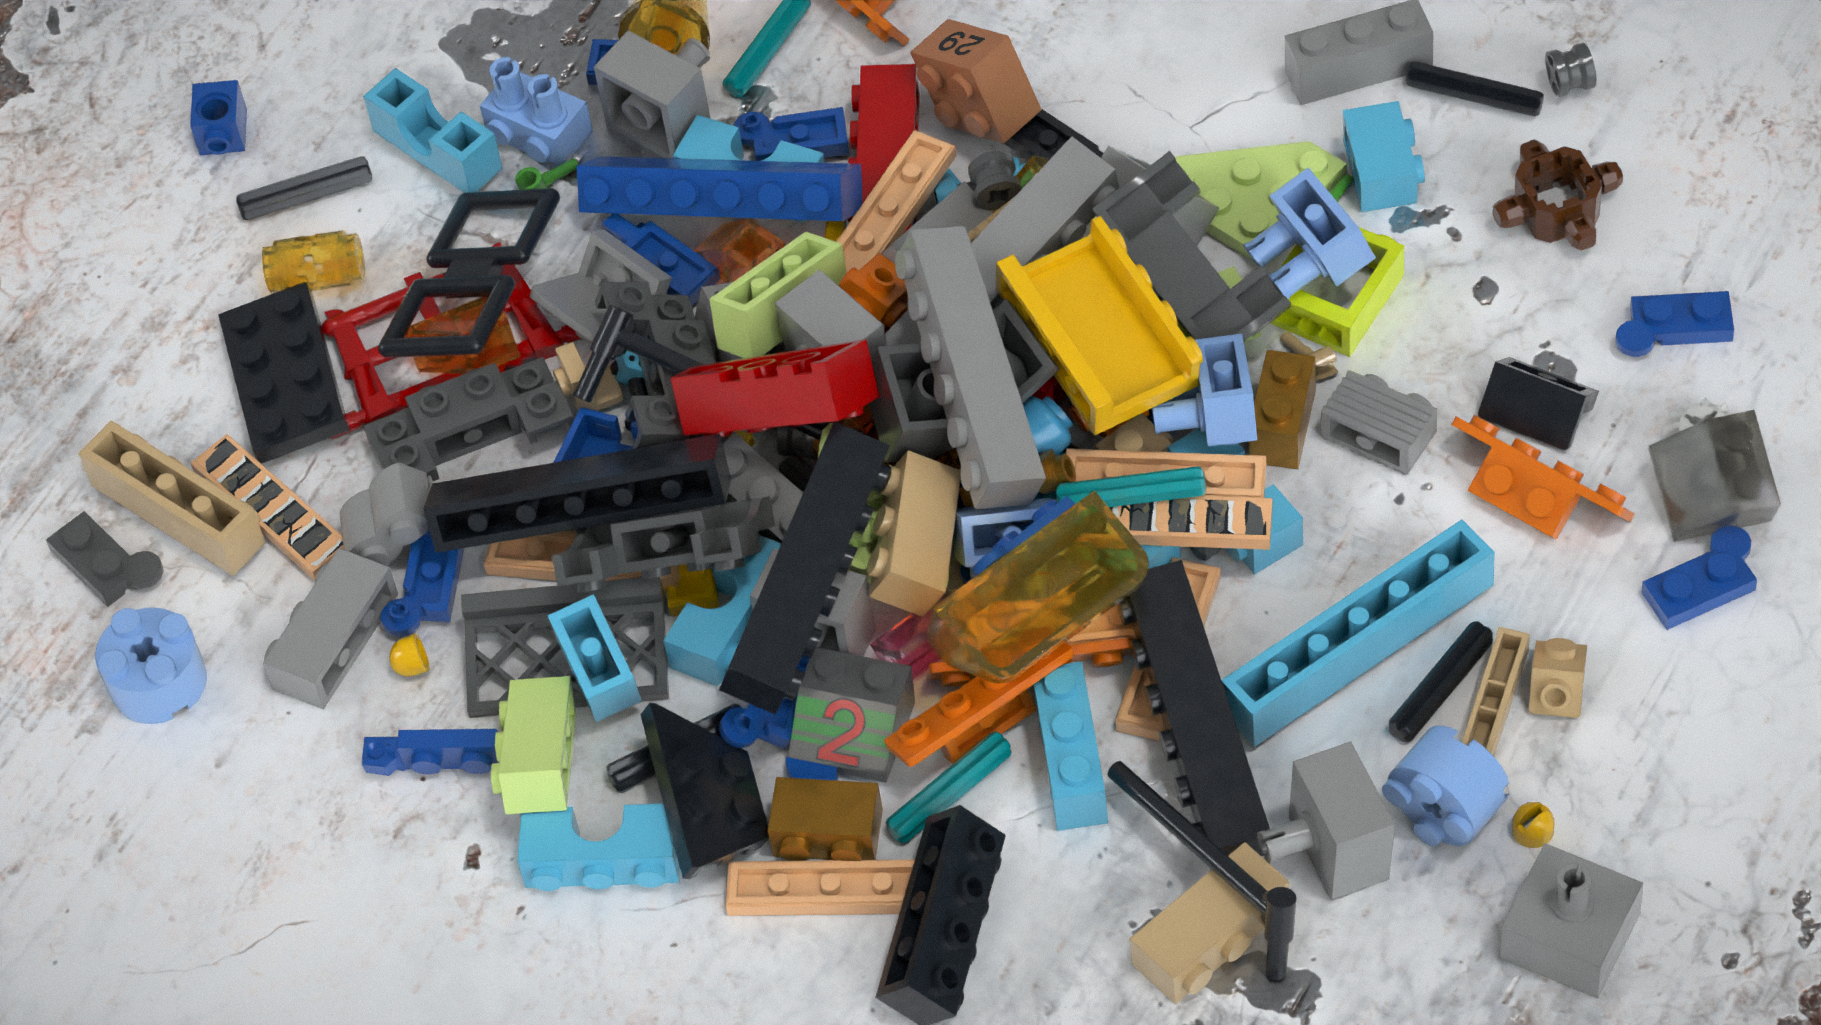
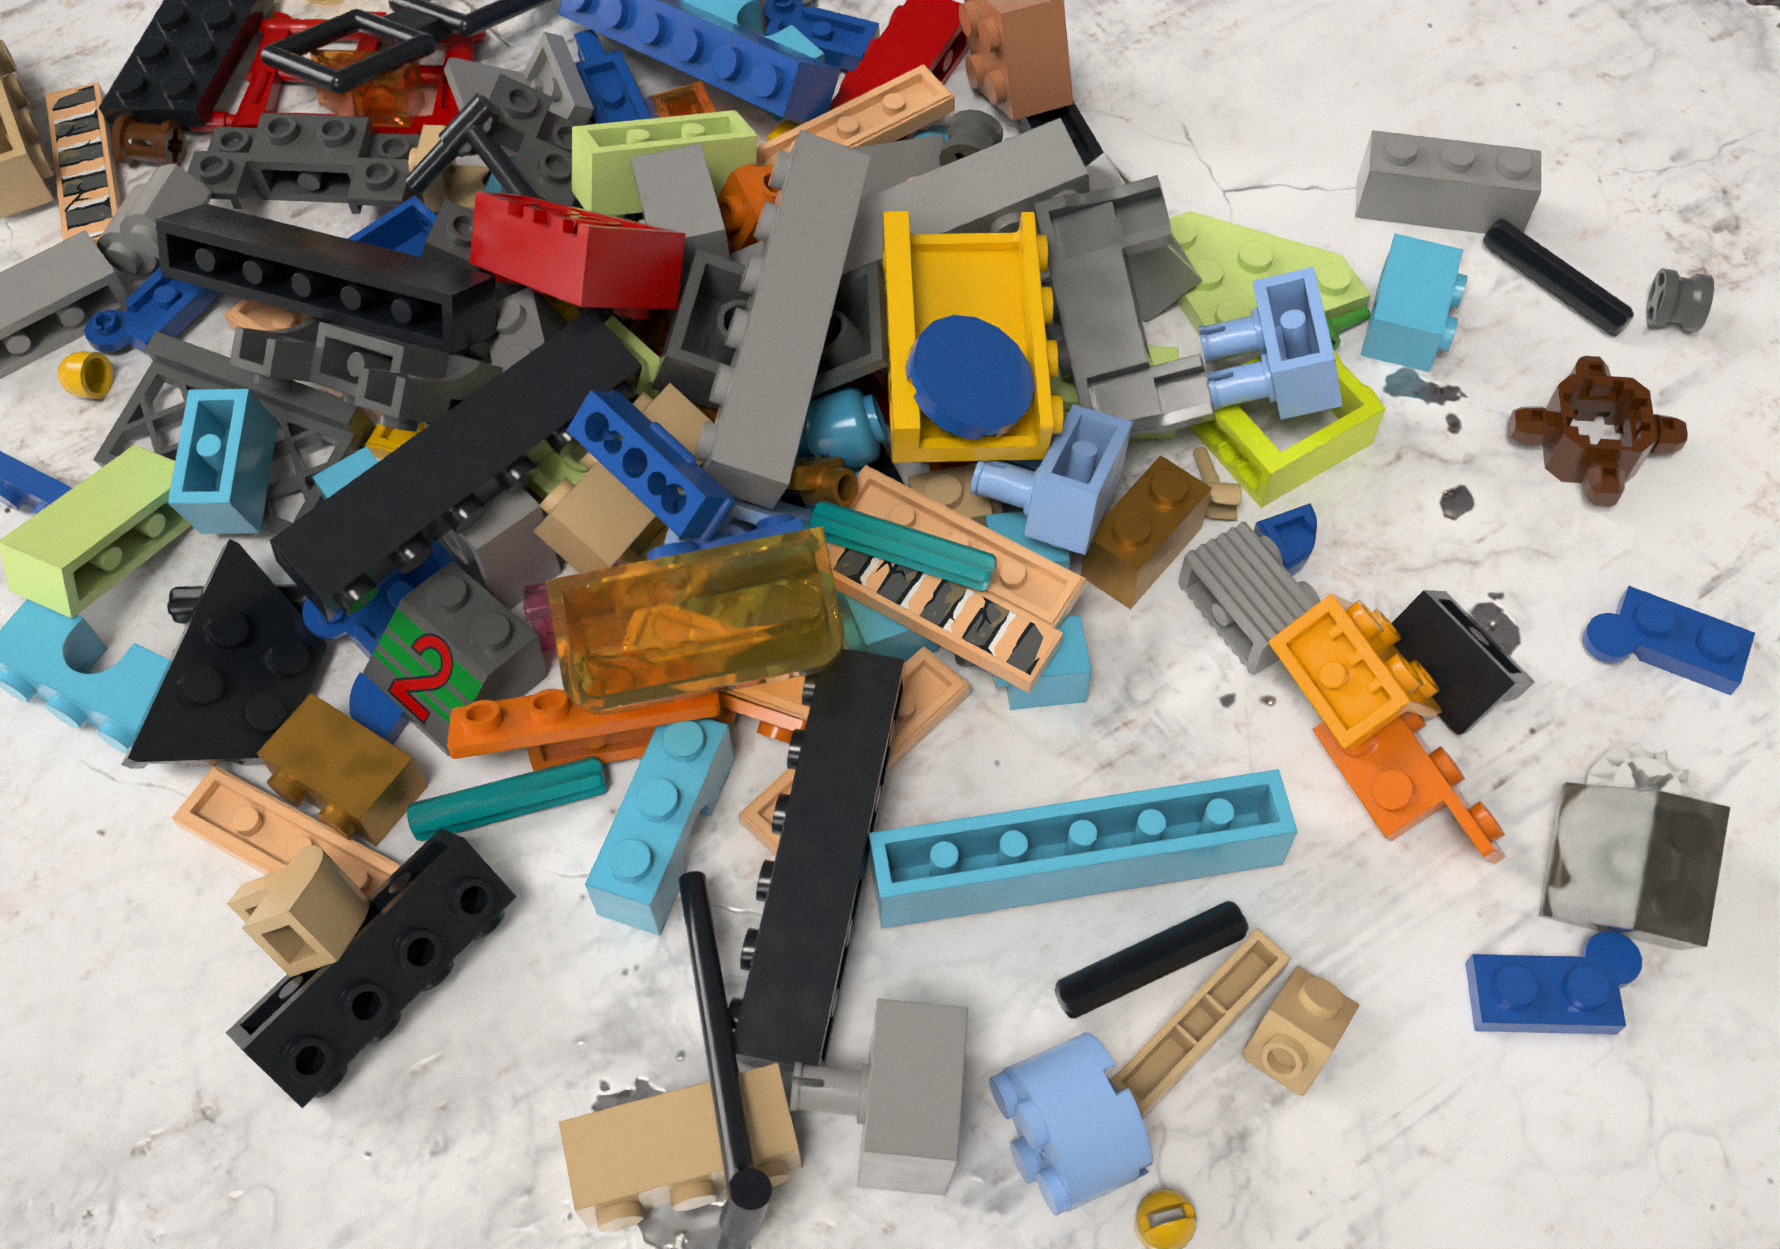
camera: 20 degrees right, 5 degrees up
(304, 473) = (128, 127): none -> reddish brown bush
(874, 900) = (302, 911): none -> tan brick
(958, 496) = (651, 465): none -> blue piece
(1124, 350) = (969, 377): none -> blue tile
(1384, 363) = (1293, 534): none -> blue tile
(1474, 436) = (1353, 670): none -> light orange bracket

